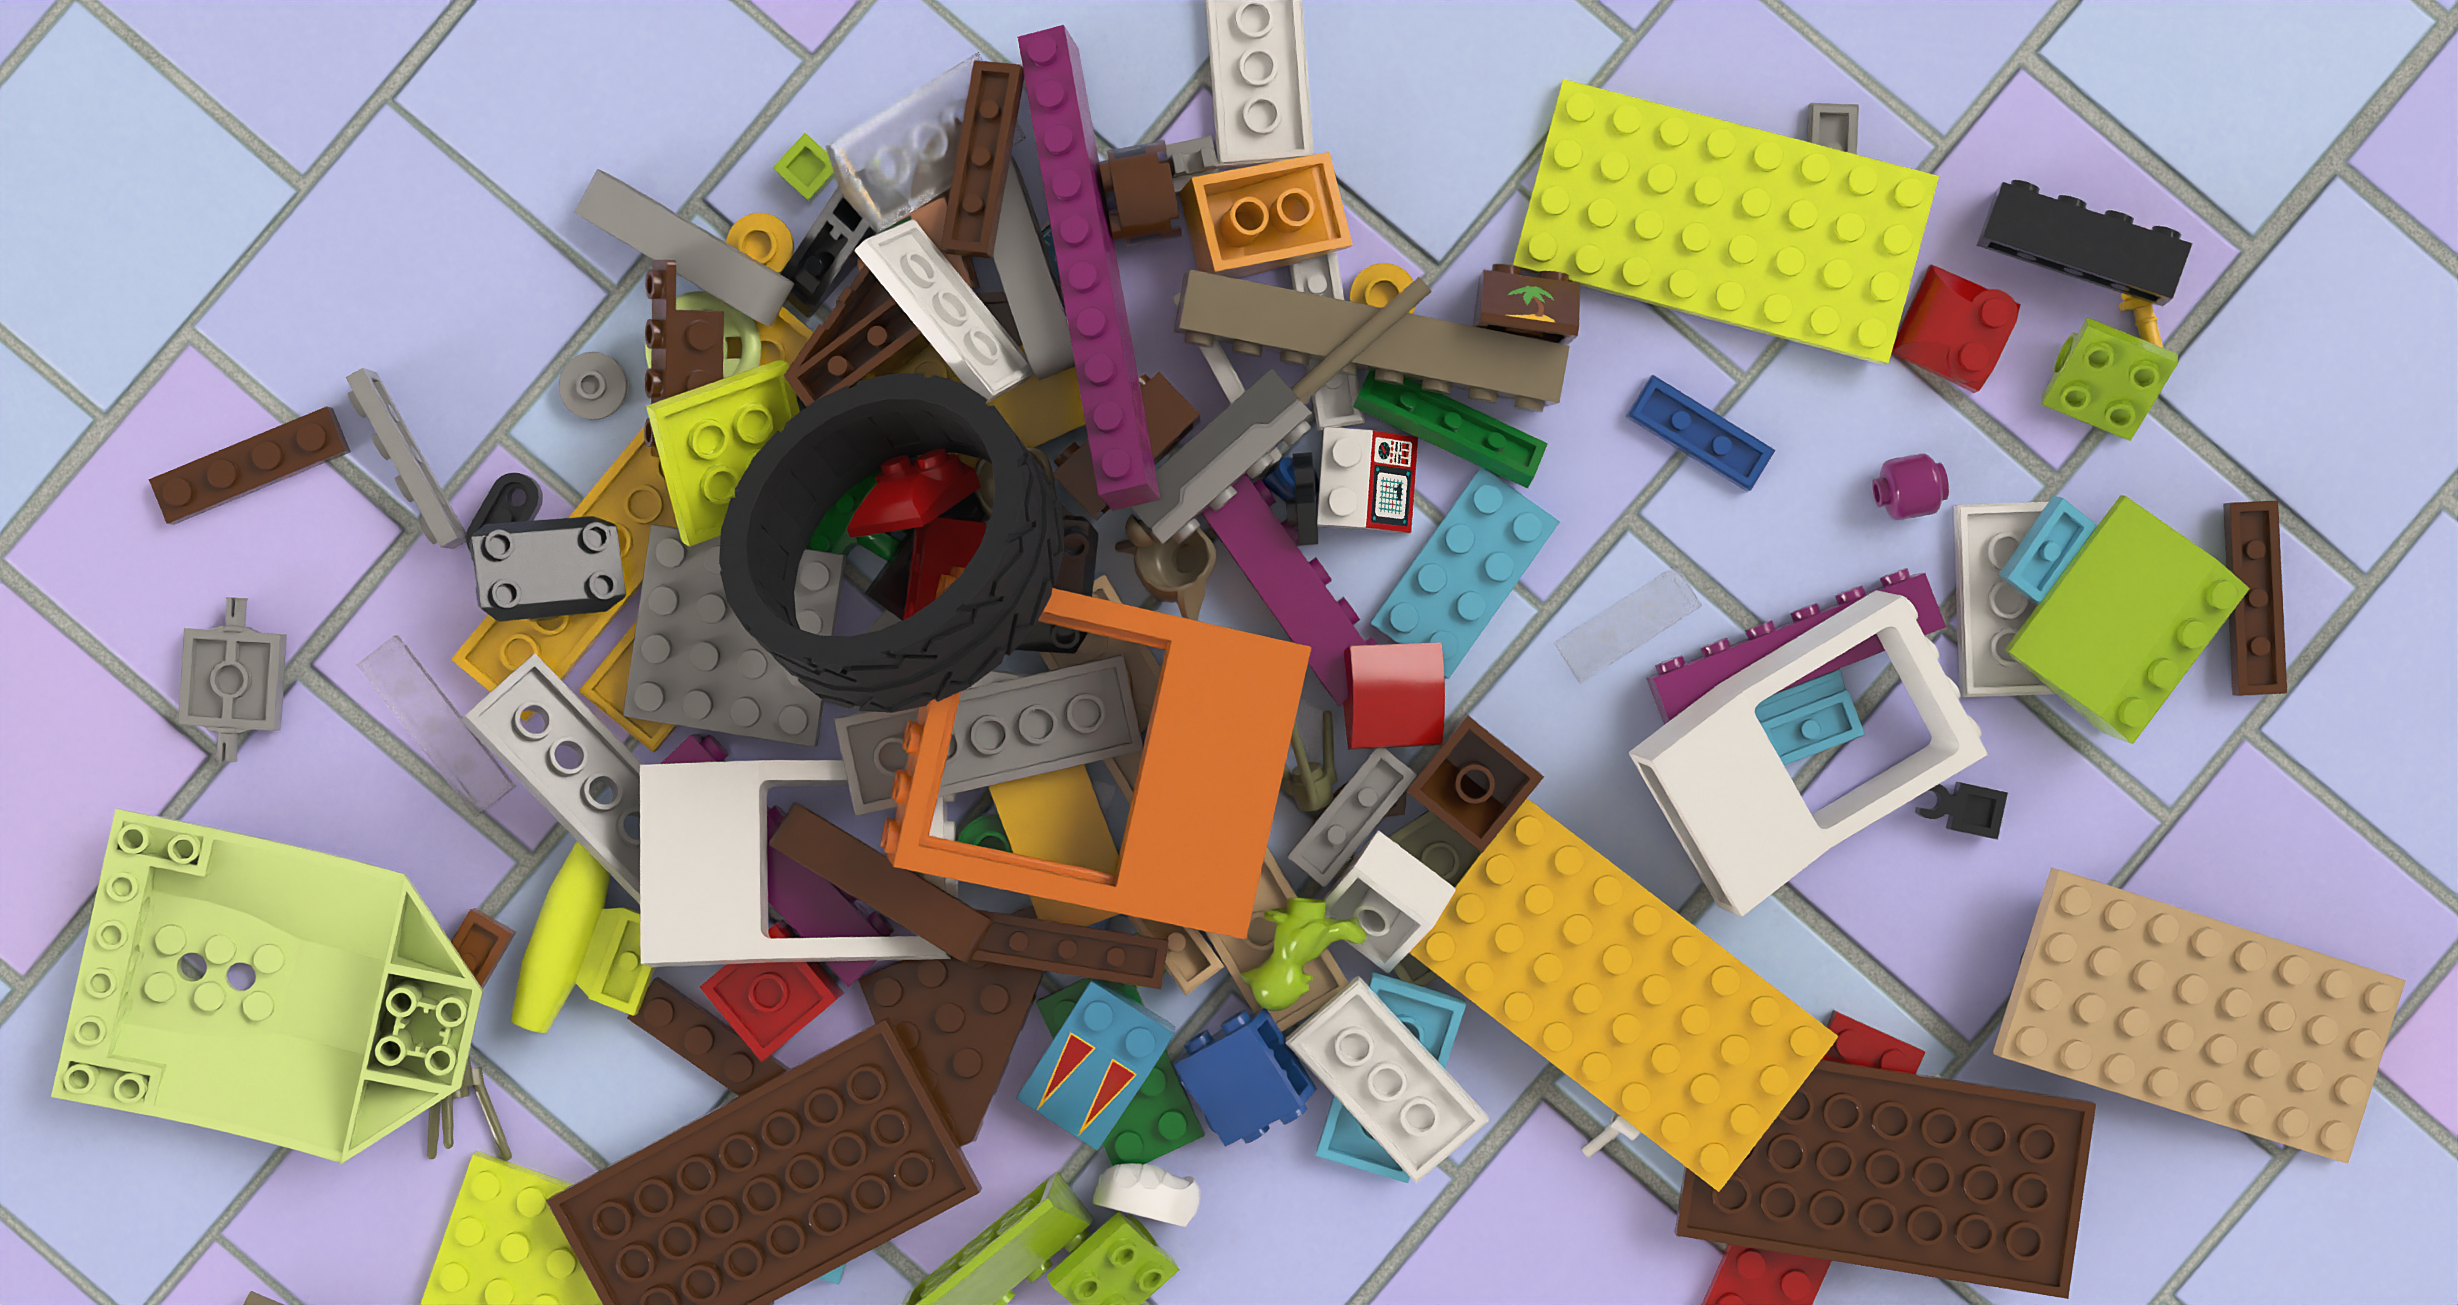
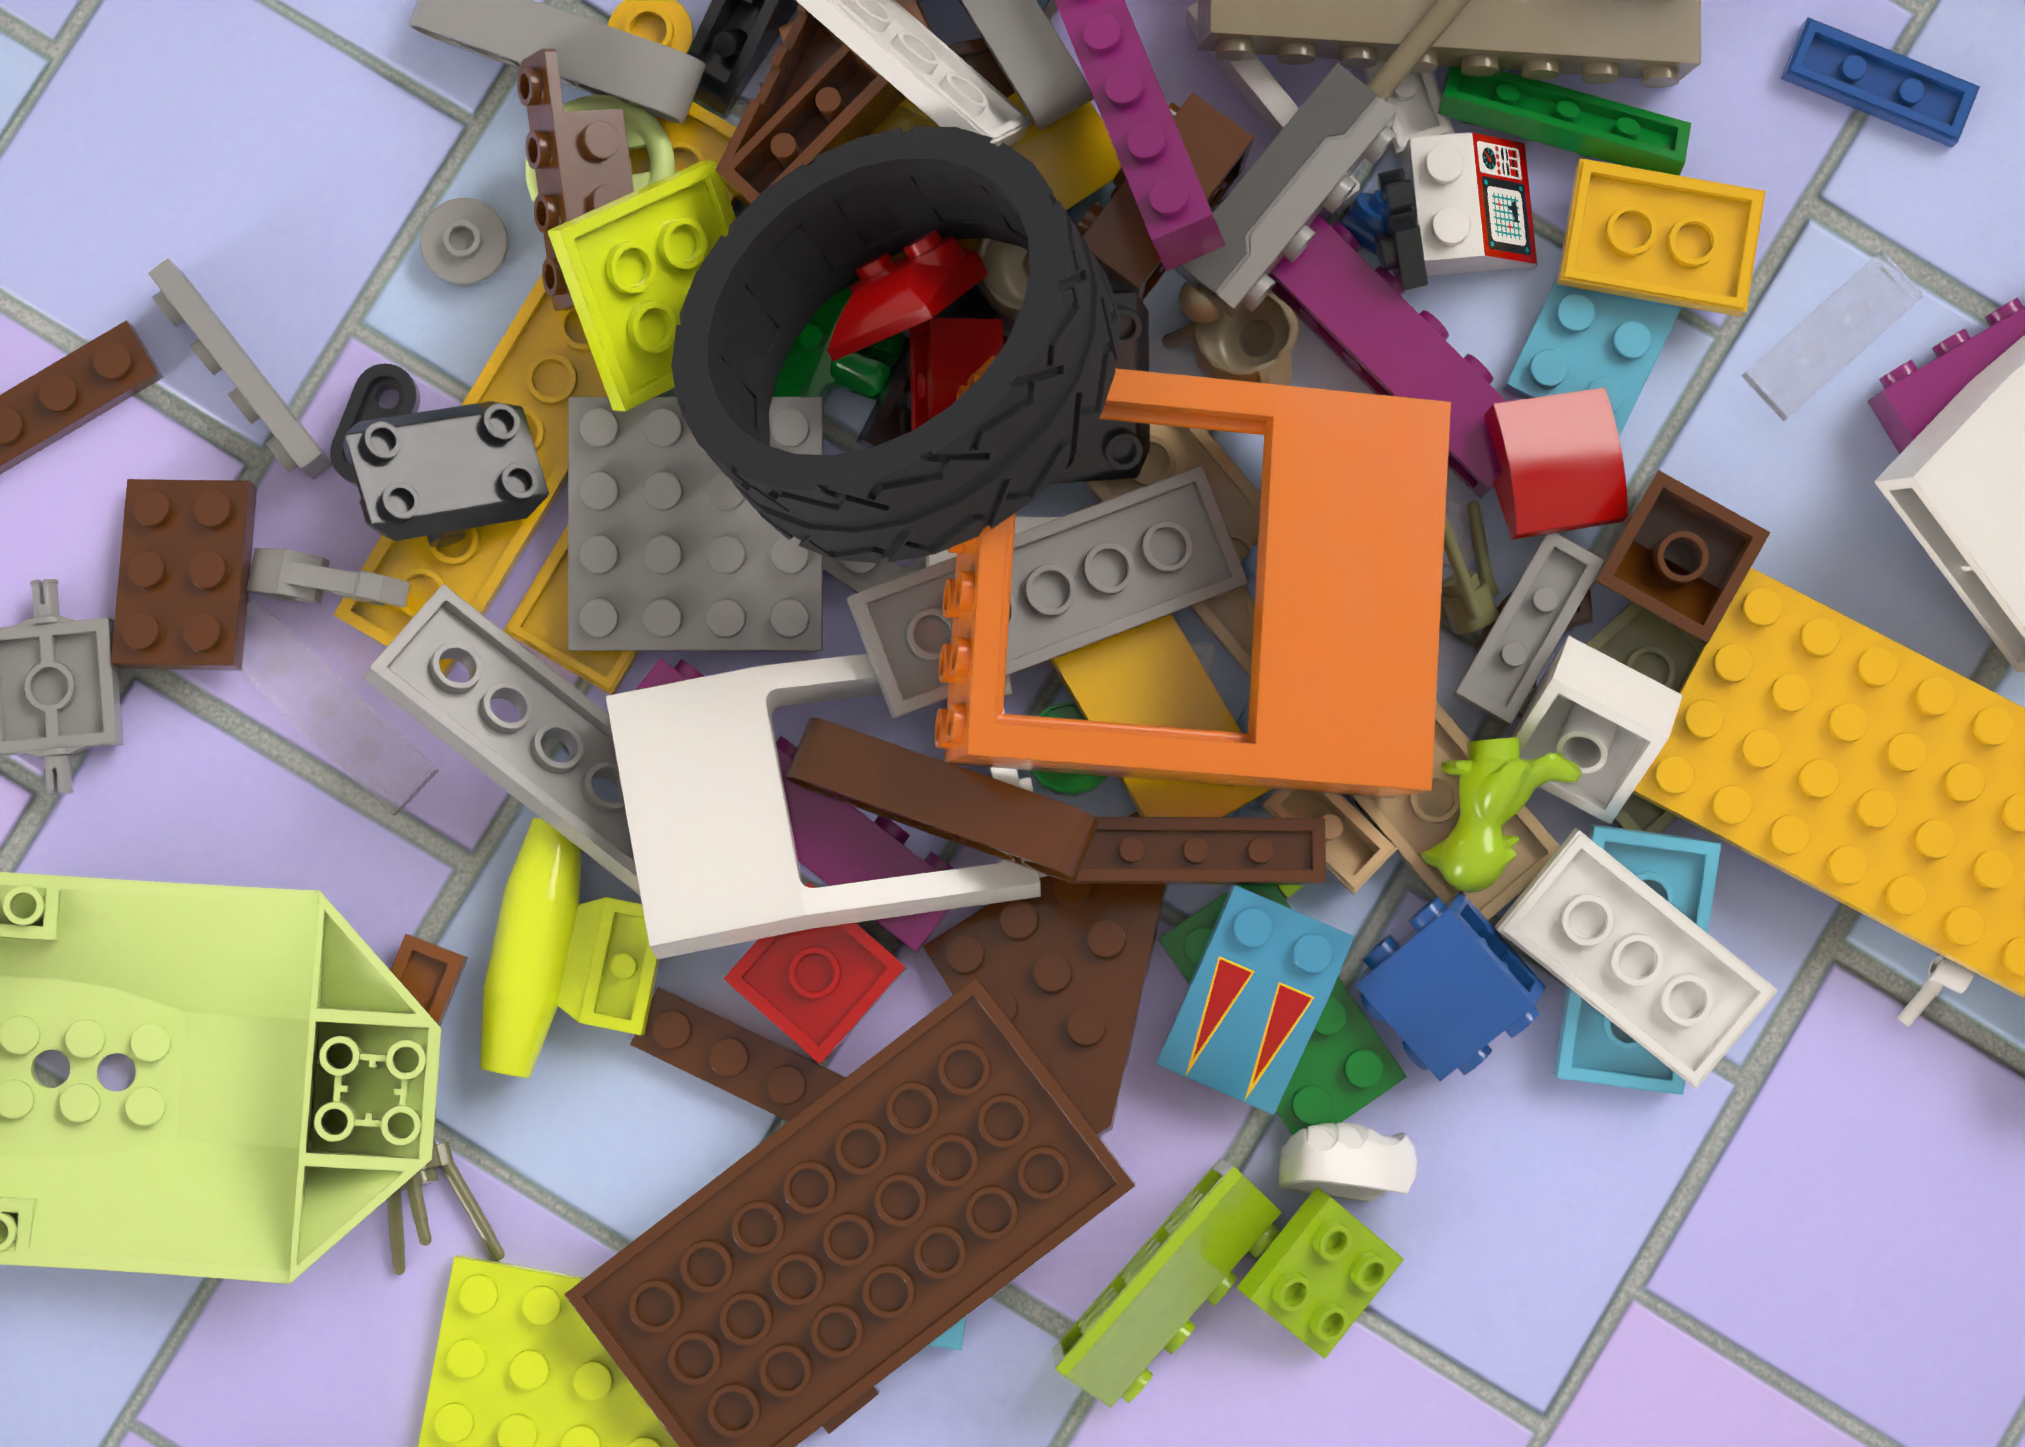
camera: 20 degrees left, 5 degrees down
(343, 609) = (184, 574): none -> reddish brown plate
(434, 630) = (306, 577): none -> light grey piece
(1506, 532) = (1661, 237): none -> yellow tile

